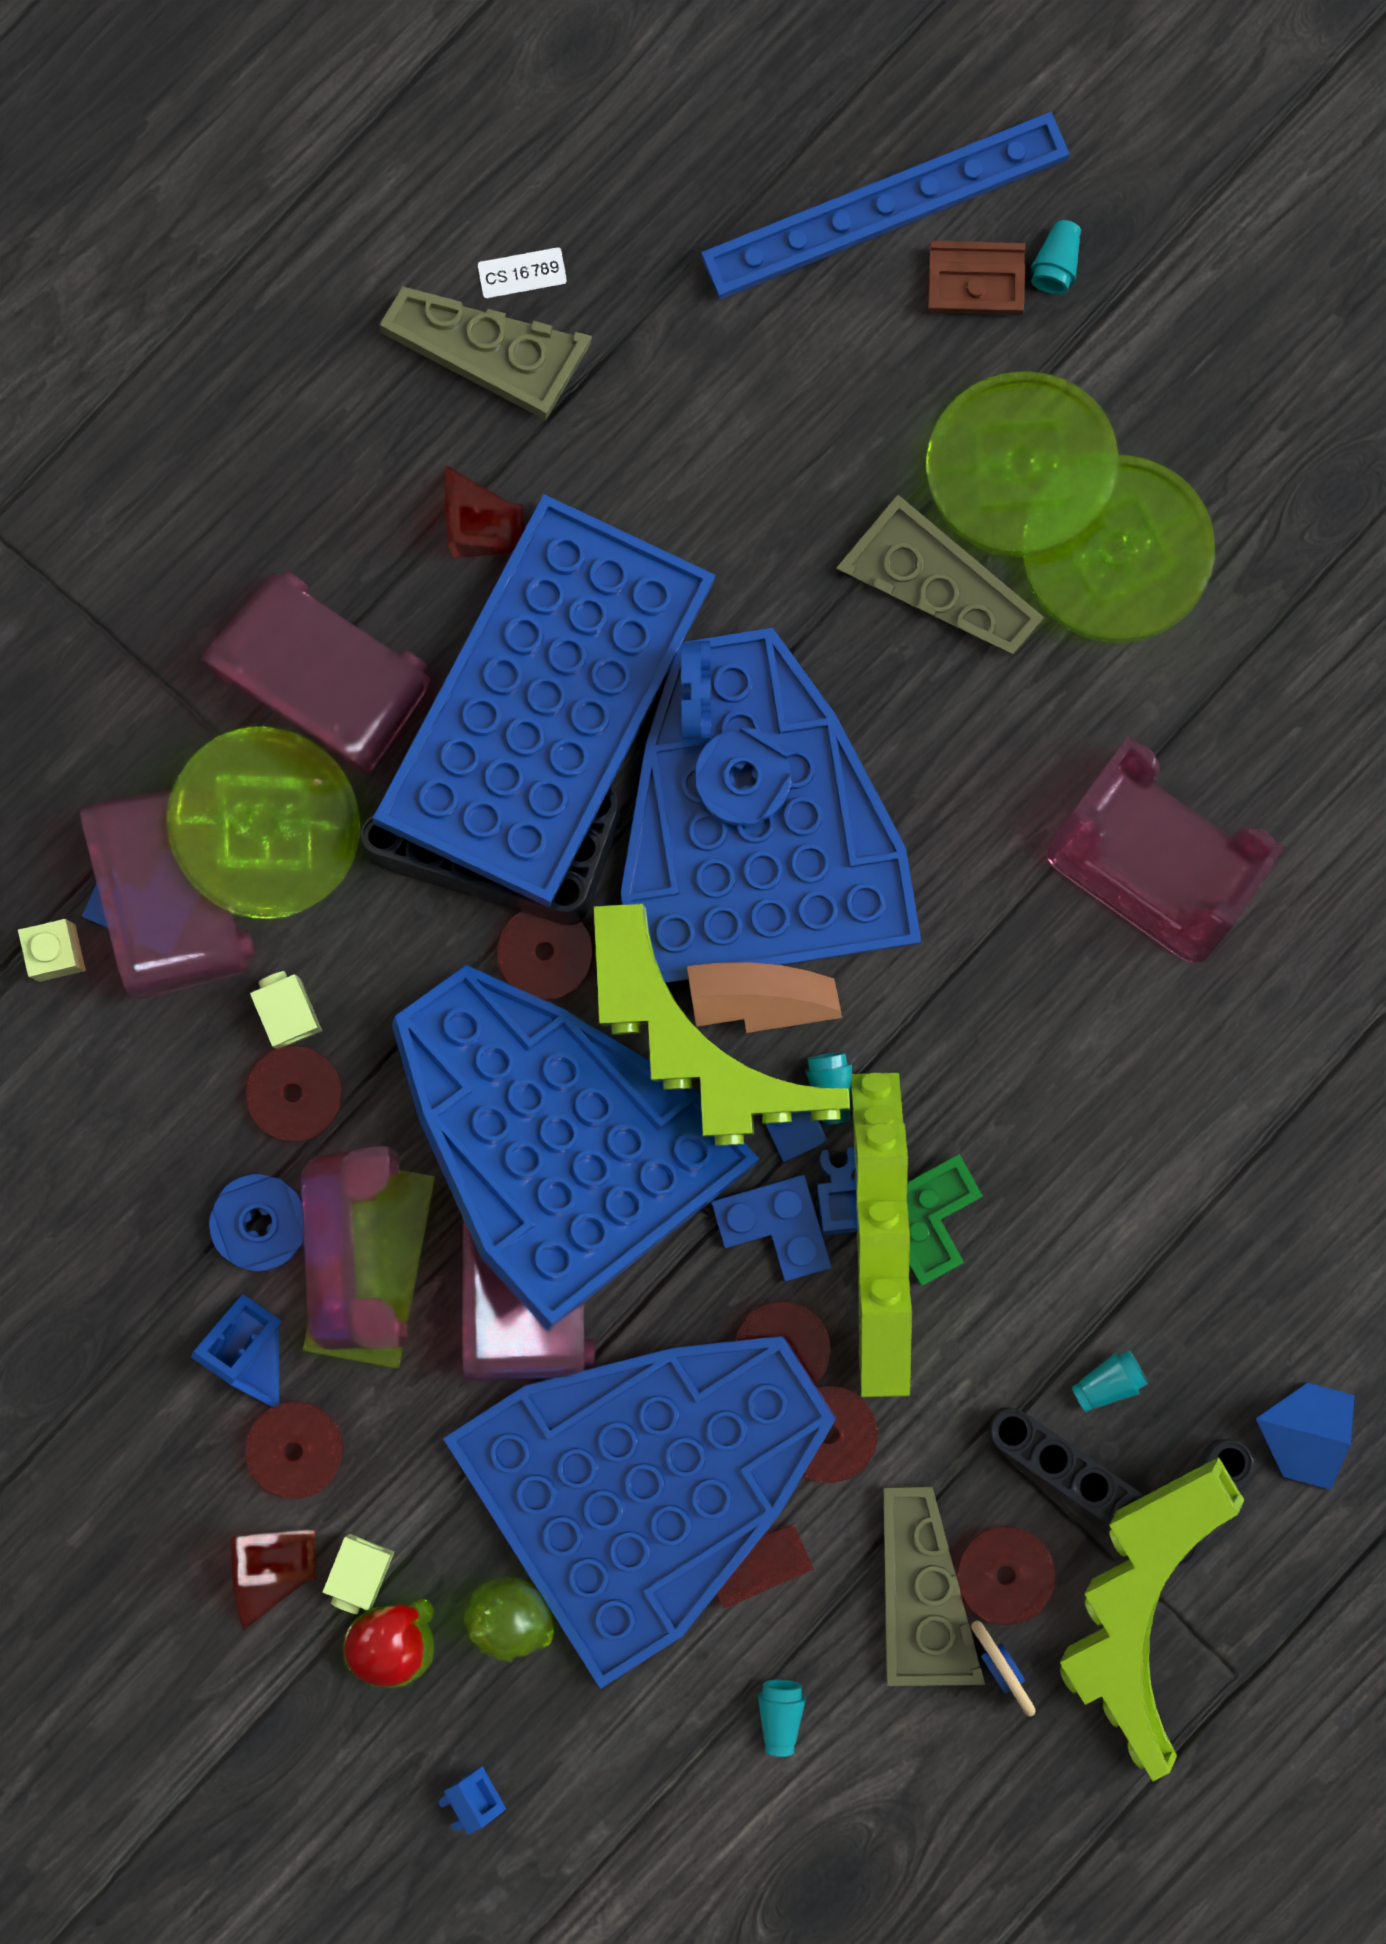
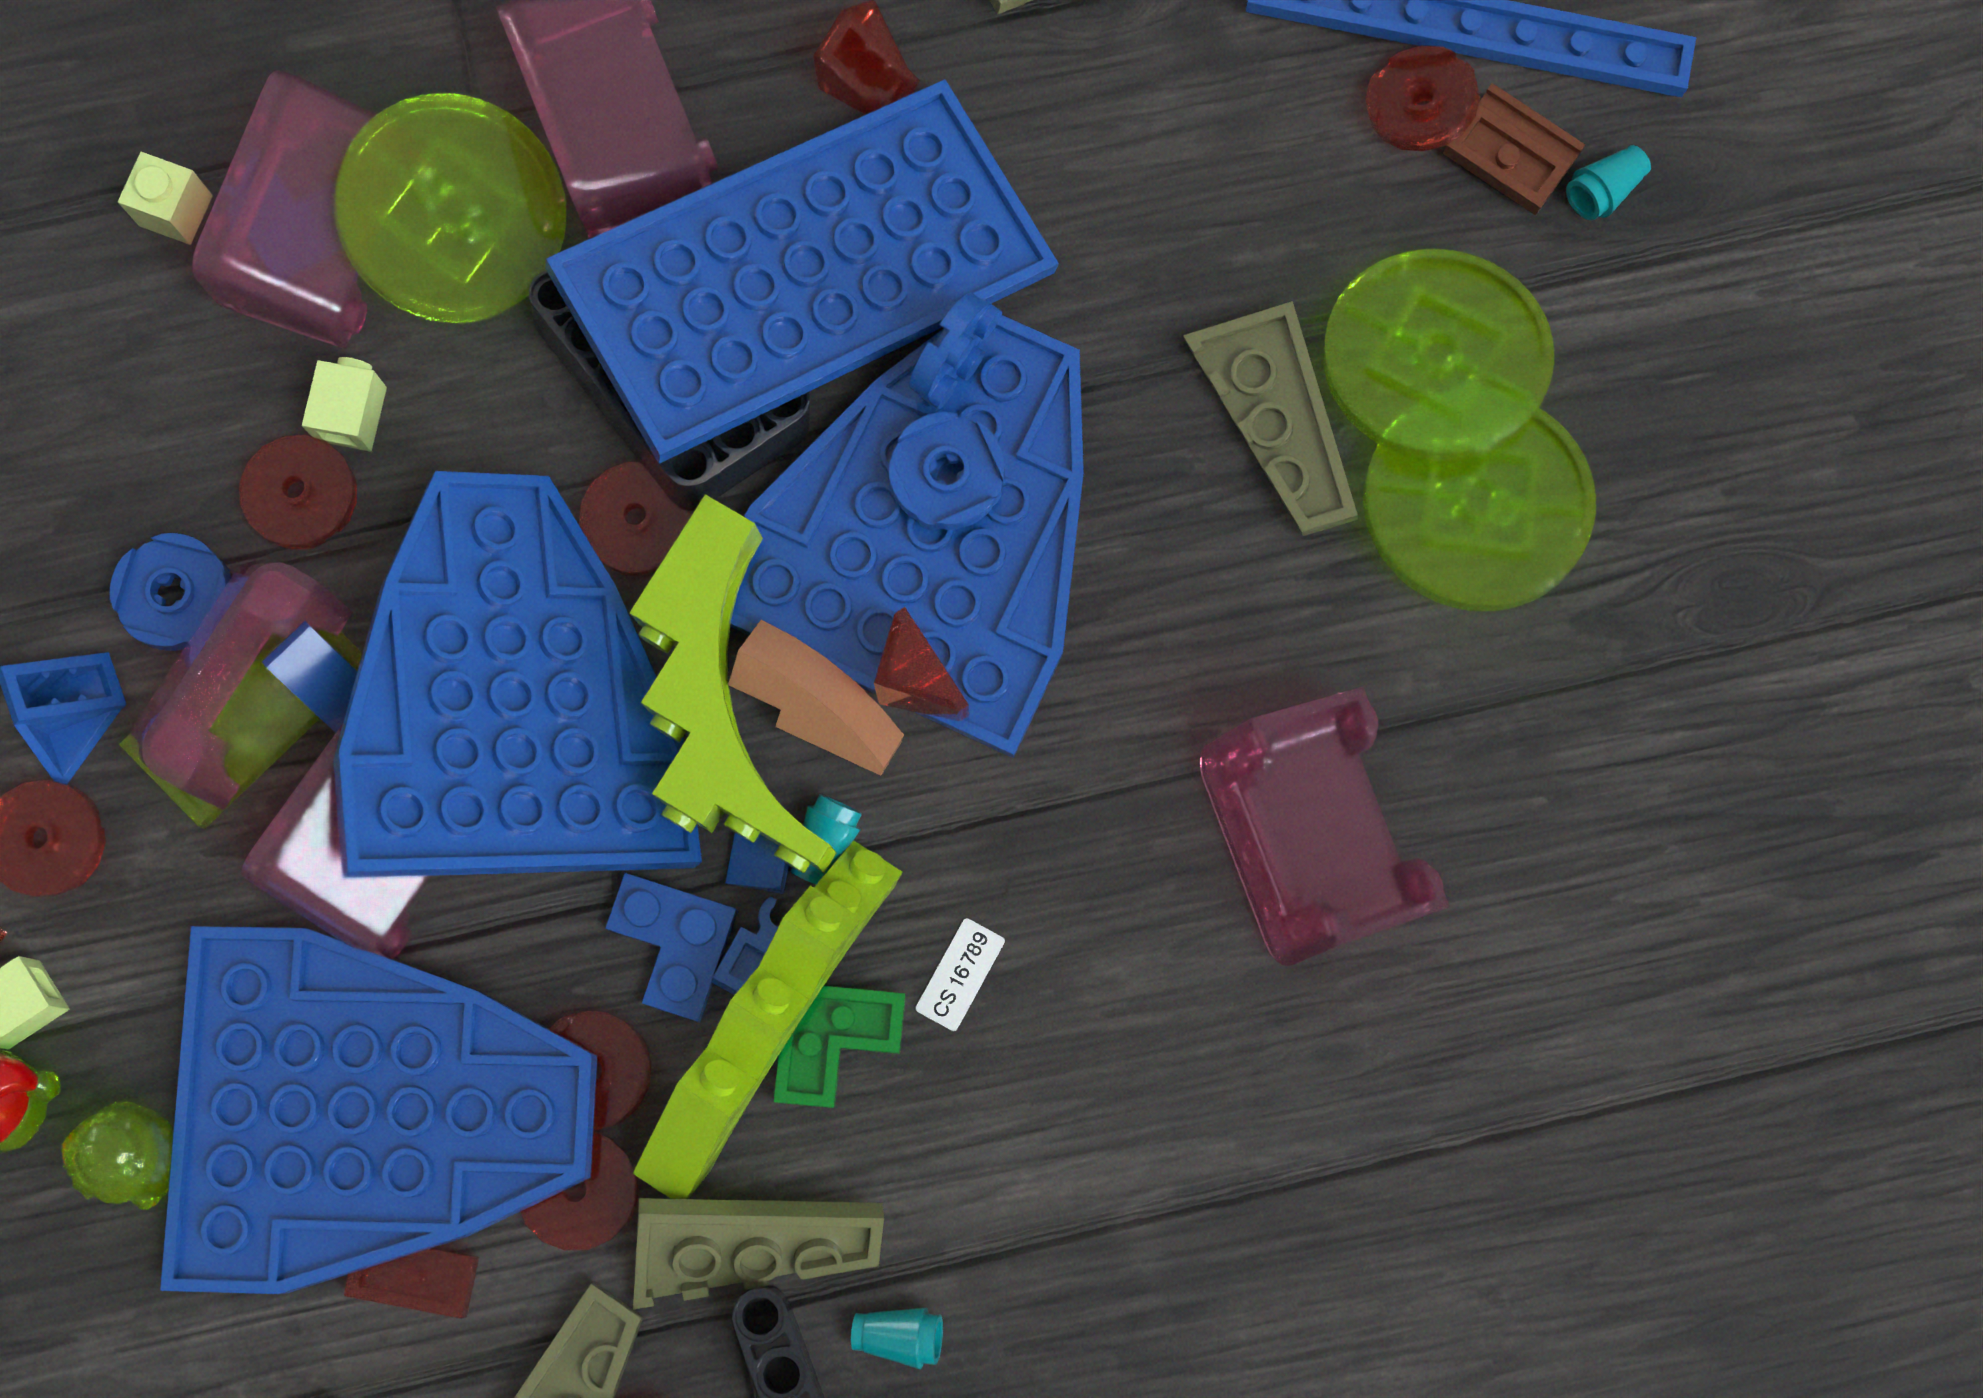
camera: 30 degrees right, 5 degrees down
(418, 1212) = (314, 673): none -> blue slope
(821, 933) = (913, 675): none -> clear red slope
(873, 268) = (1420, 76): none -> clear red plate
(954, 1399) = (718, 1243): none -> olive wing
(984, 1115) = (960, 974): none -> white sticker

